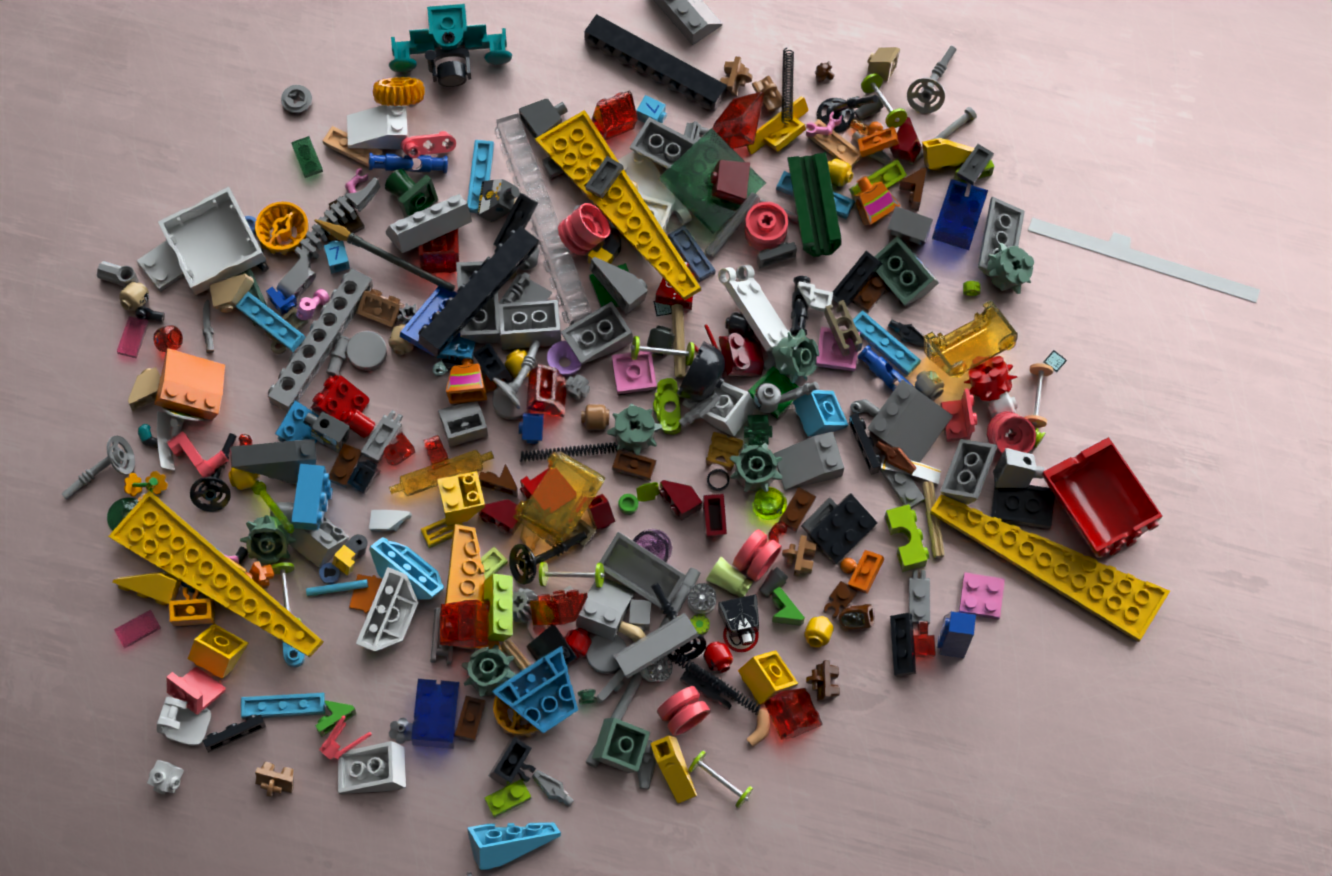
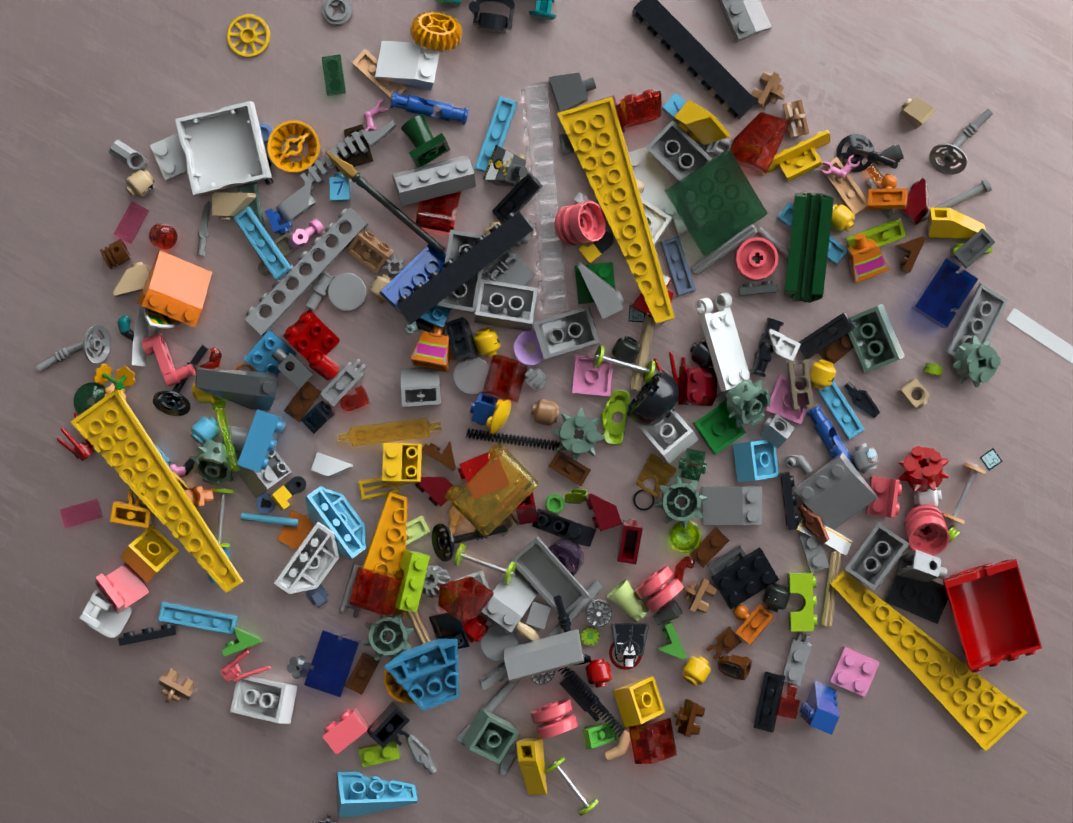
camera: 20 degrees right, 20 degrees up
(123, 367) = (115, 254): none -> reddish brown piece
(127, 564) = (81, 450): none -> red plant
(146, 313) = (145, 202): black arm -> none
(156, 585) = (98, 476): yellow slope -> none
(165, 777) = (79, 662): white brick -> none
(214, 142) = (248, 35): none -> yellow wheel
(249, 511) = (205, 430): none -> medium azure head
(403, 653) = (317, 596): none -> sand blue piece
(417, 142) = (465, 94): coral beam -> none
(435, 449) = (389, 408): clear red leg -> none
(466, 776) = (345, 731): none -> coral brick
(511, 389) = (469, 374): light grey dish -> none
(550, 429) = (500, 416): none -> yellow dish
(587, 697) = (471, 679): clear green bush -> none
(604, 177) = (612, 177): dark grey plate -> none
(636, 521) = (564, 528): none -> black slope
(678, 113) = (700, 124): none -> yellow slope
(699, 410) = (643, 433): light grey piece -> none
(730, 181) = (733, 210): dark red torso -> none
(735, 720) = (598, 735): none -> bright green slope
(767, 398) = (704, 443): light grey head -> none
(784, 83) = (808, 145): black piece -> none
(798, 392) = (738, 441): light grey piece -> none
(824, 71) = (856, 106): reddish brown plant -> none
(833, 379) = (776, 430): none -> light grey brick
(863, 314) = (822, 374): none -> yellow head
(872, 84) = (911, 179): lime axle -> none
(879, 538) = (776, 597): none -> pearl dark grey head
(910, 224) = (892, 297): light grey slope -> none
(959, 306) = (909, 387): none -> tan brick
(971, 343) = (916, 431): clear yellow windscreen -> none

